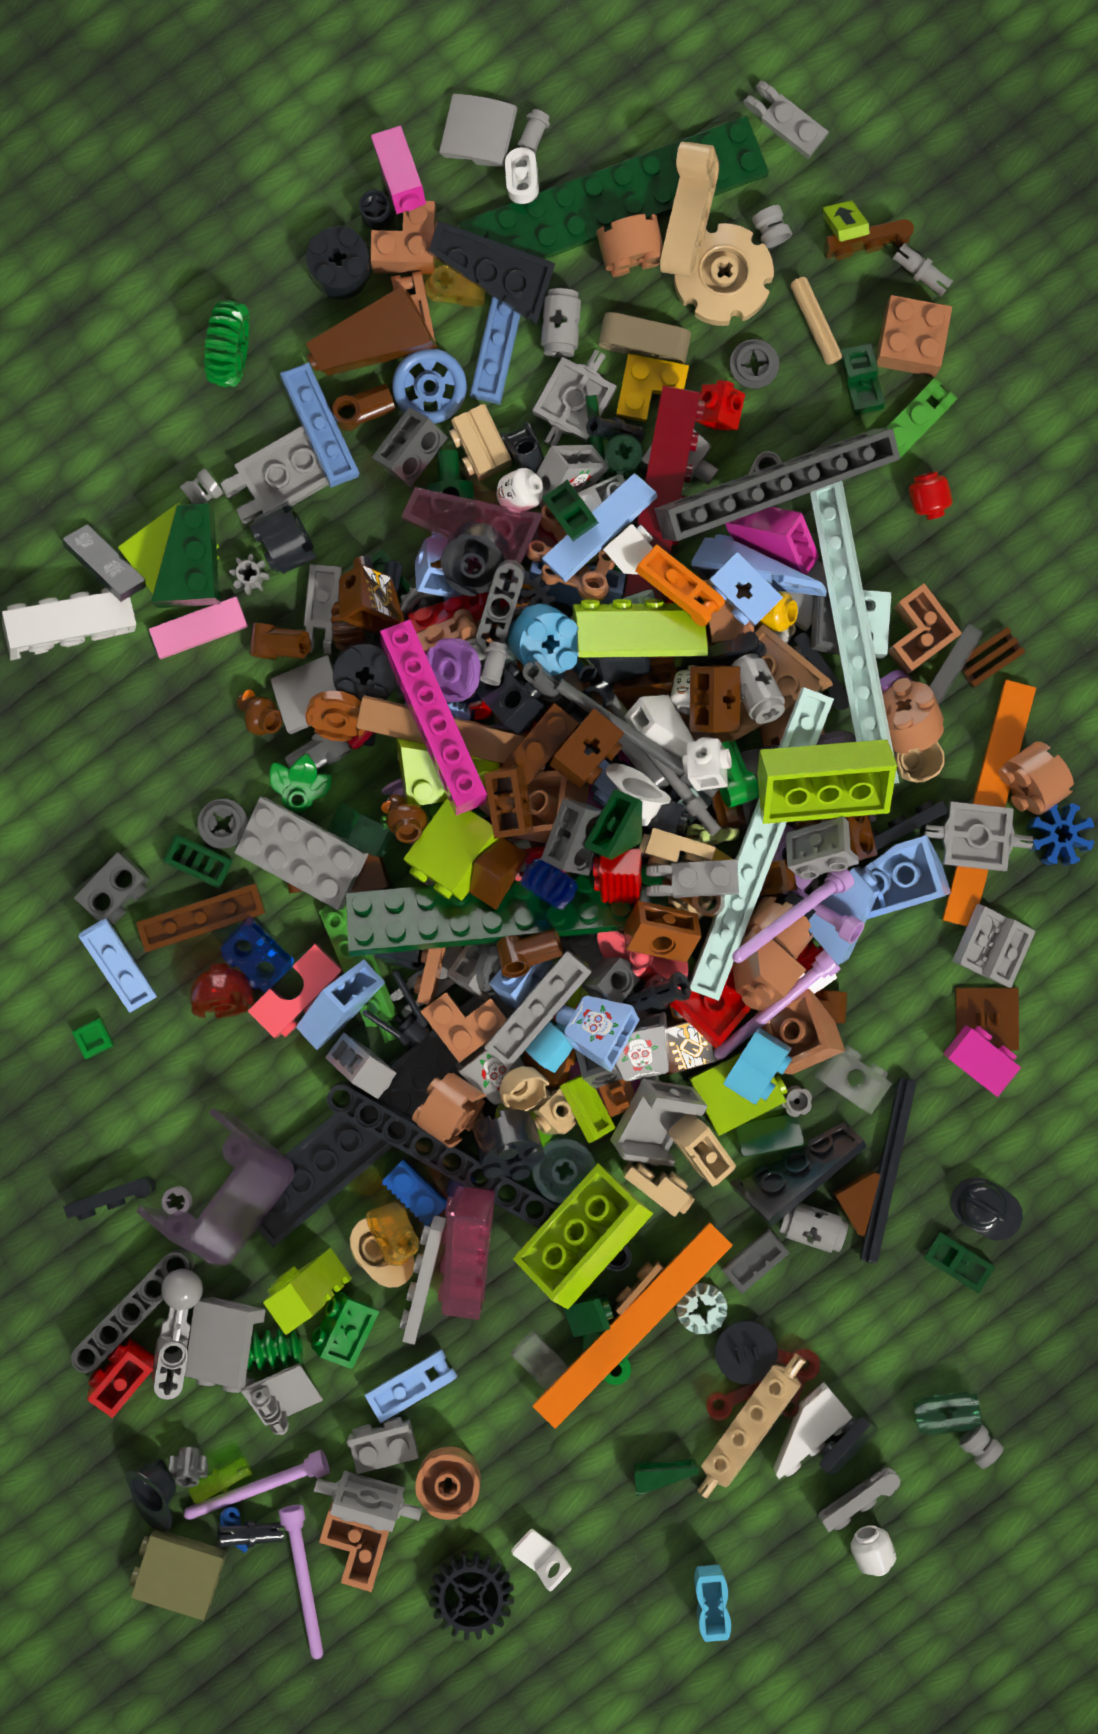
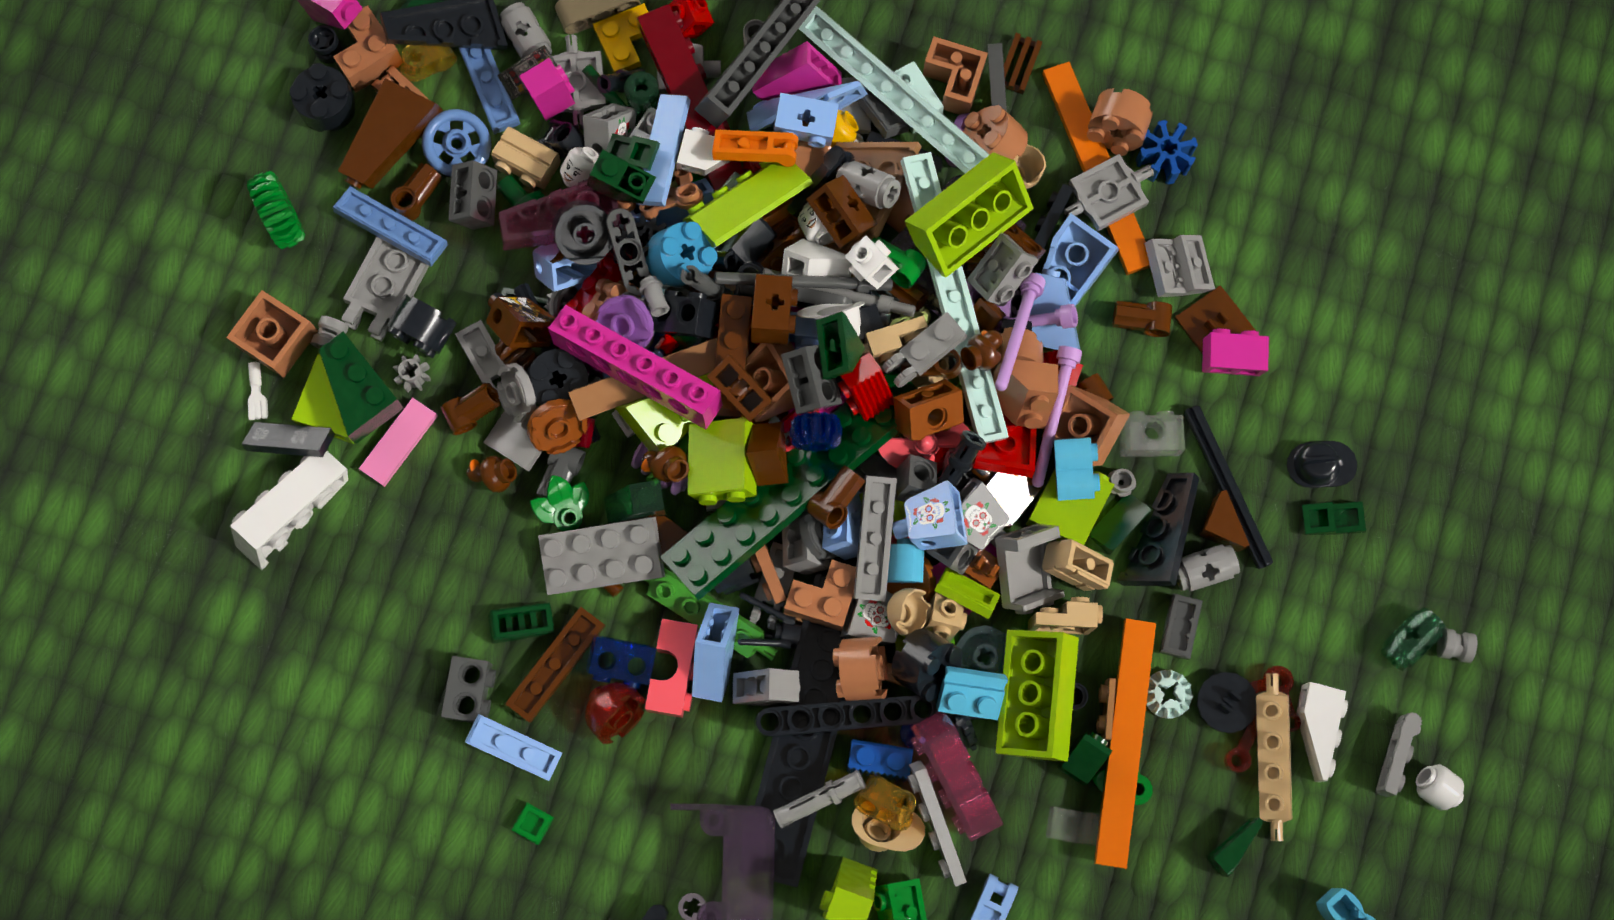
camera: 40 degrees left, 10 degrees down
(102, 505) = (256, 402): none -> white piece
(151, 456) = (272, 334): none -> nougat brick
(207, 823) = (515, 567): dark grey gear -> none
(323, 660) = (516, 392): none -> light grey tile
(353, 1193) = (818, 799): none -> light grey pin
(502, 1222) = (966, 732): none -> black axle
(527, 1196) = (971, 693): none -> medium azure plate
(537, 363) = (510, 77): none -> clear smoke tile
(540, 396) = (548, 88): none -> dark pink brick
(541, 532) = (619, 179): none -> dark green slope
(745, 912) = (982, 351): none -> reddish brown animal
(839, 1453) = (1358, 703): black tile -> none
(931, 975) = (1151, 318): none -> reddish brown piece

